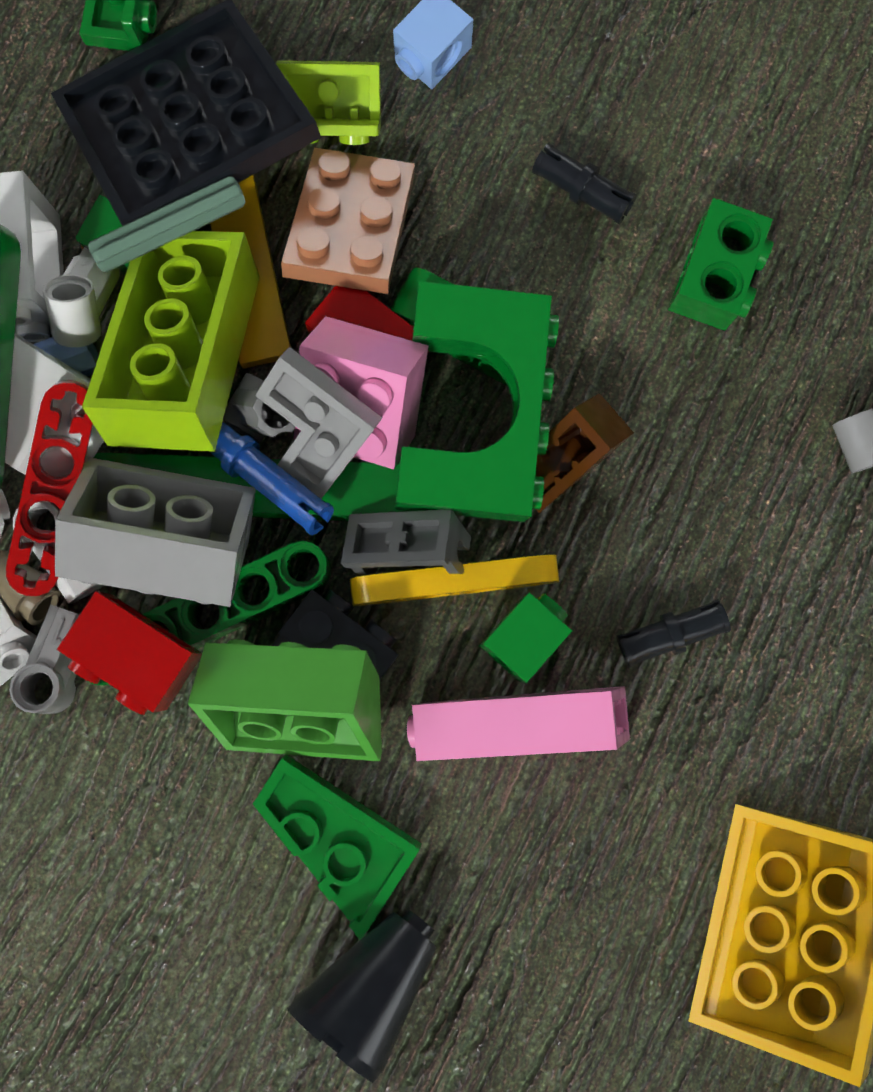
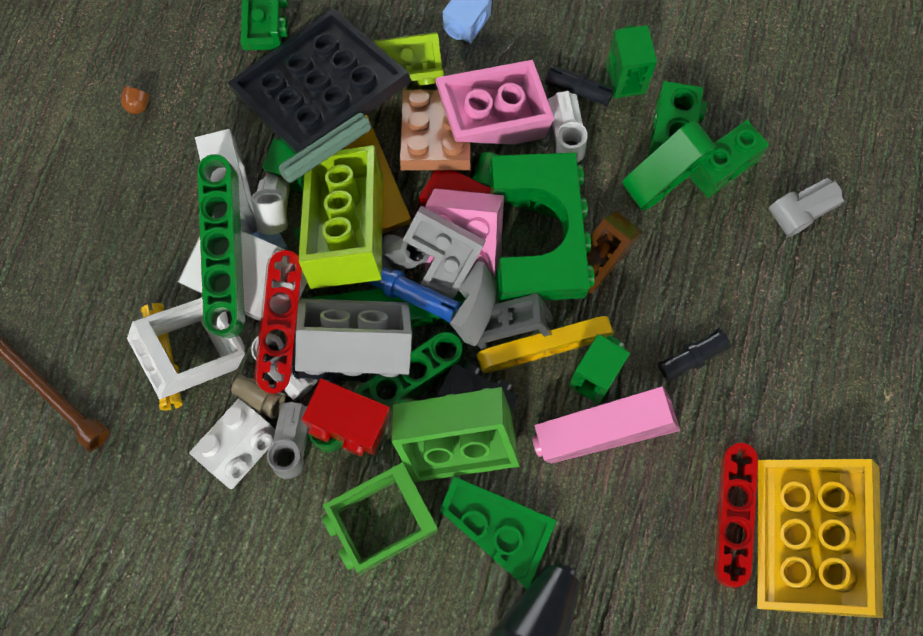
camera: 10 degrees left, 10 degrees down
(101, 800) = (335, 524): none -> bright green window
(365, 494) = (480, 294): none -> light grey slope
(445, 194) = (496, 104): none -> bright pink slope
(553, 244) = (568, 124): none -> white piece
(669, 156) = (631, 61): none -> green brick
(695, 882) = (732, 514): none -> red beam
(696, 335) = (669, 165): none -> green beam
(787, 337) = (735, 155): none -> green brick

